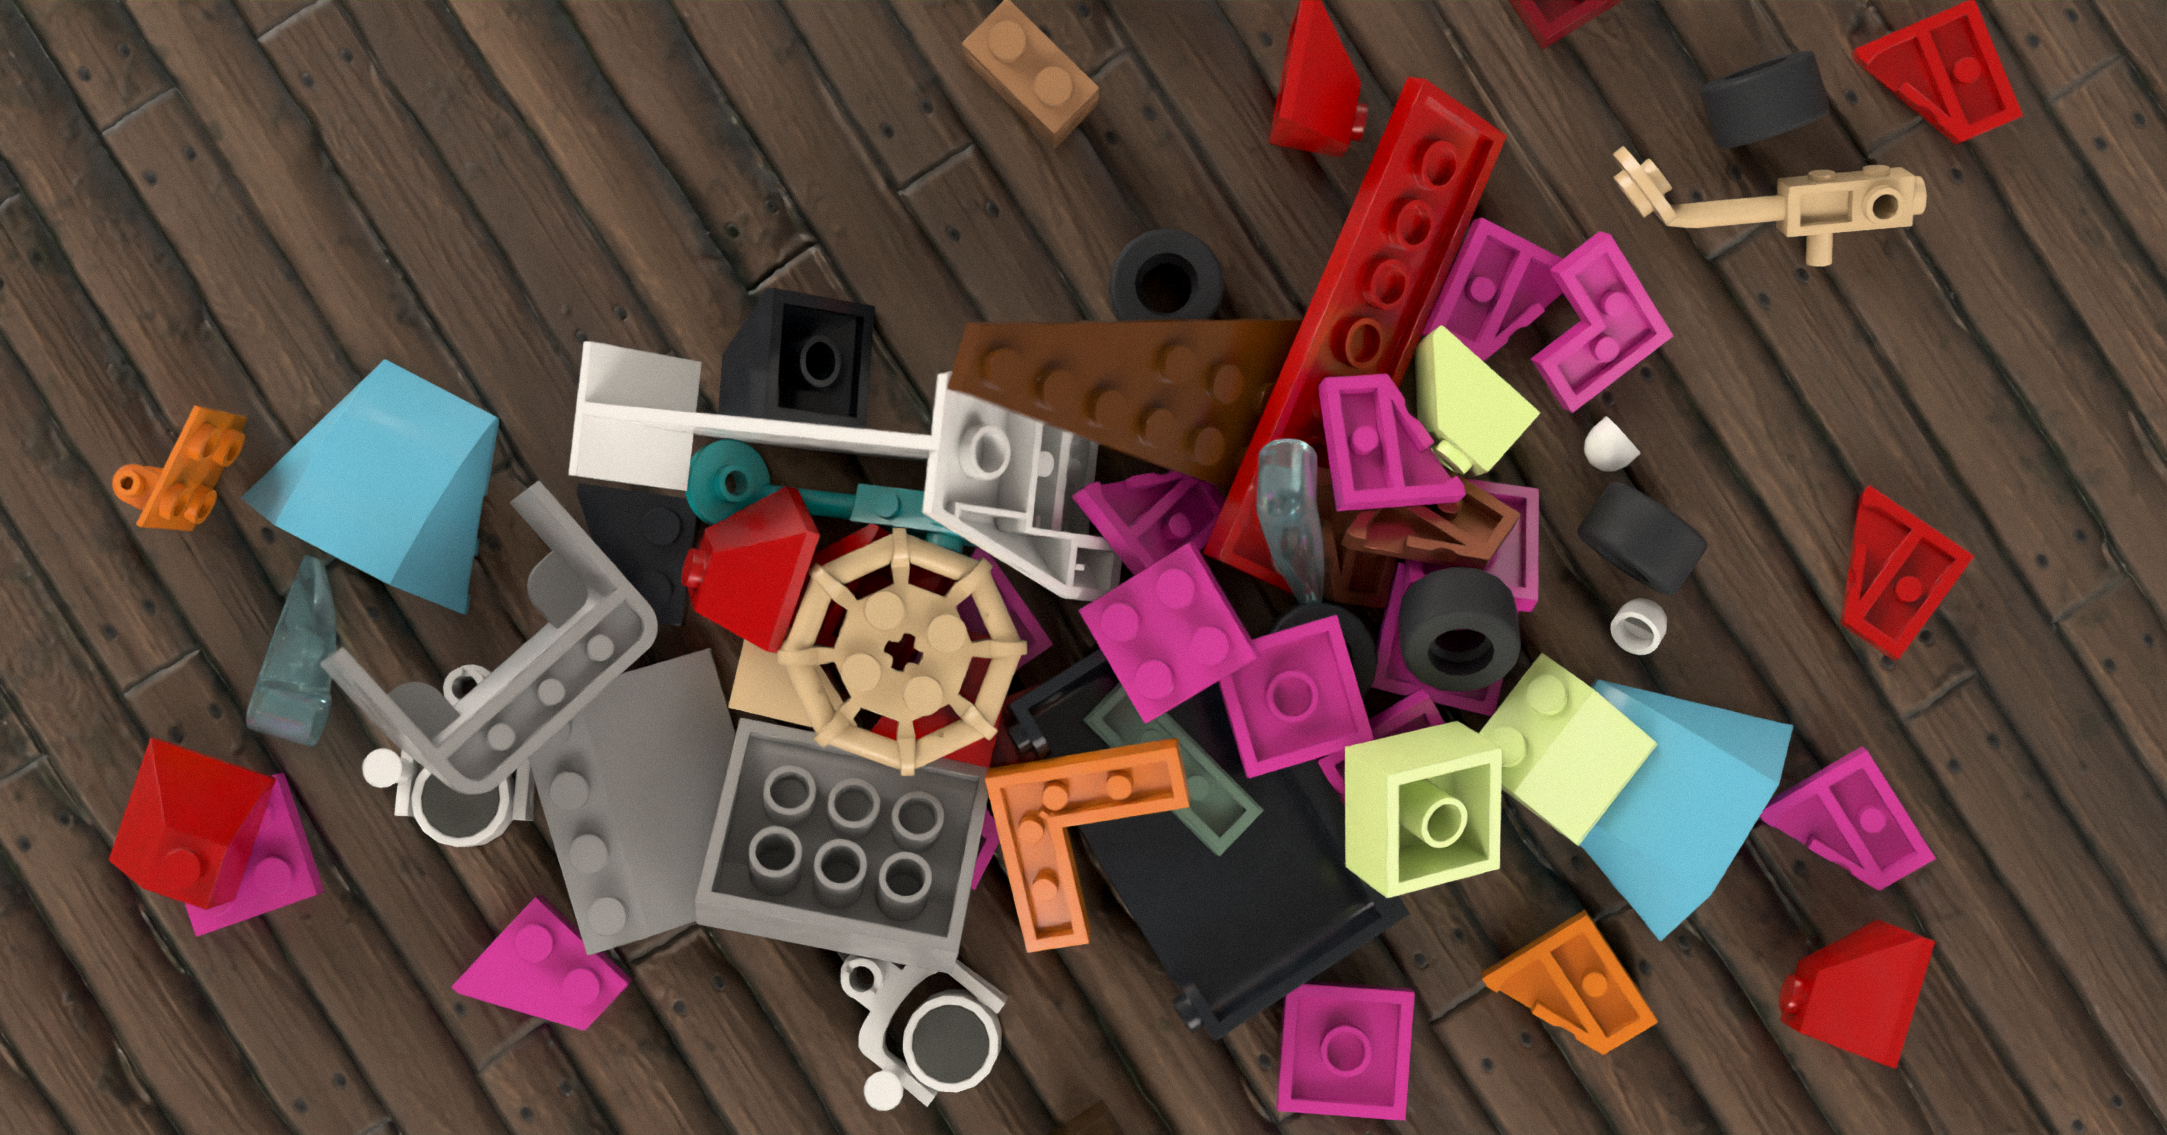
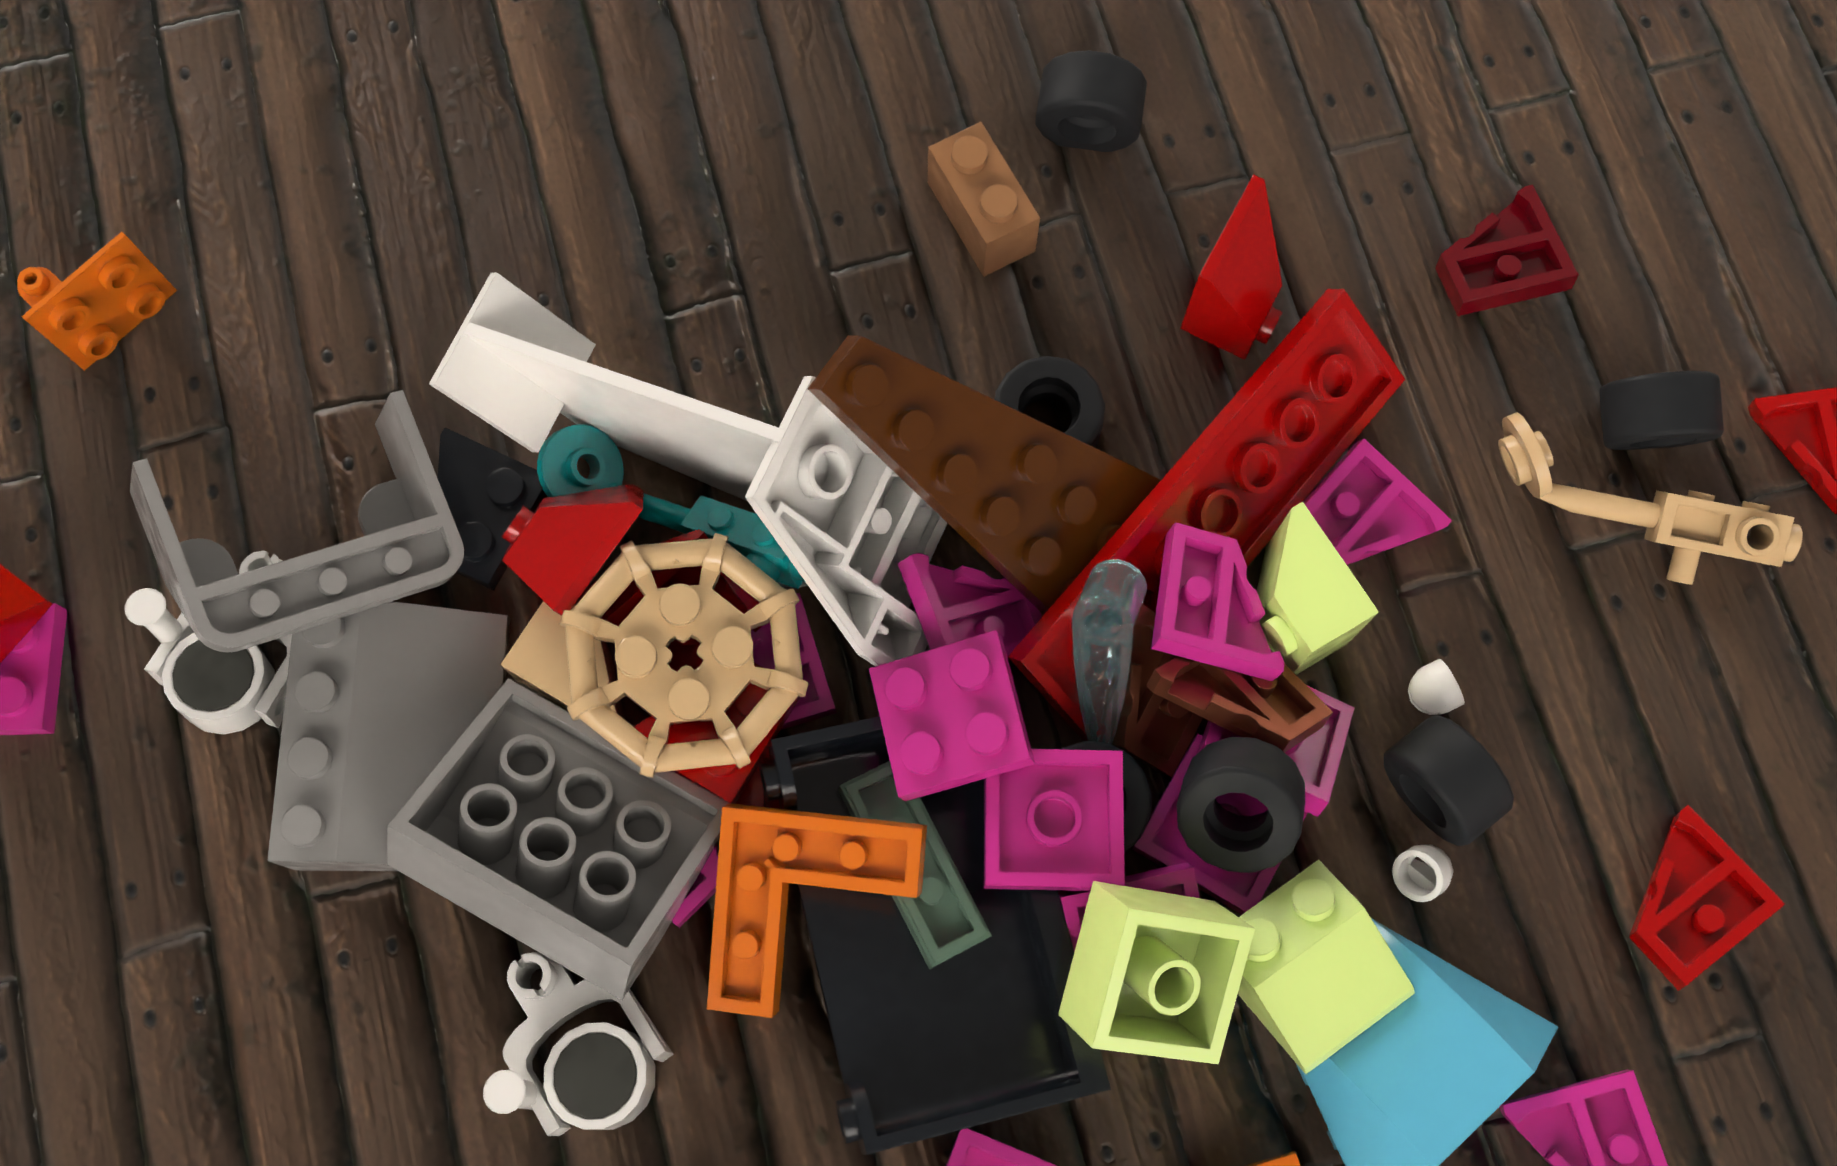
camera: 20 degrees right, 15 degrees down
(292, 687) = (104, 528): clear light blue piece -> none
(390, 484) = (279, 381): medium azure wedge -> none
(544, 970) = (225, 875): dark pink wing -> none
(800, 361) = (696, 356): black slope -> none
(1615, 326) = (1469, 569): dark pink plate -> none

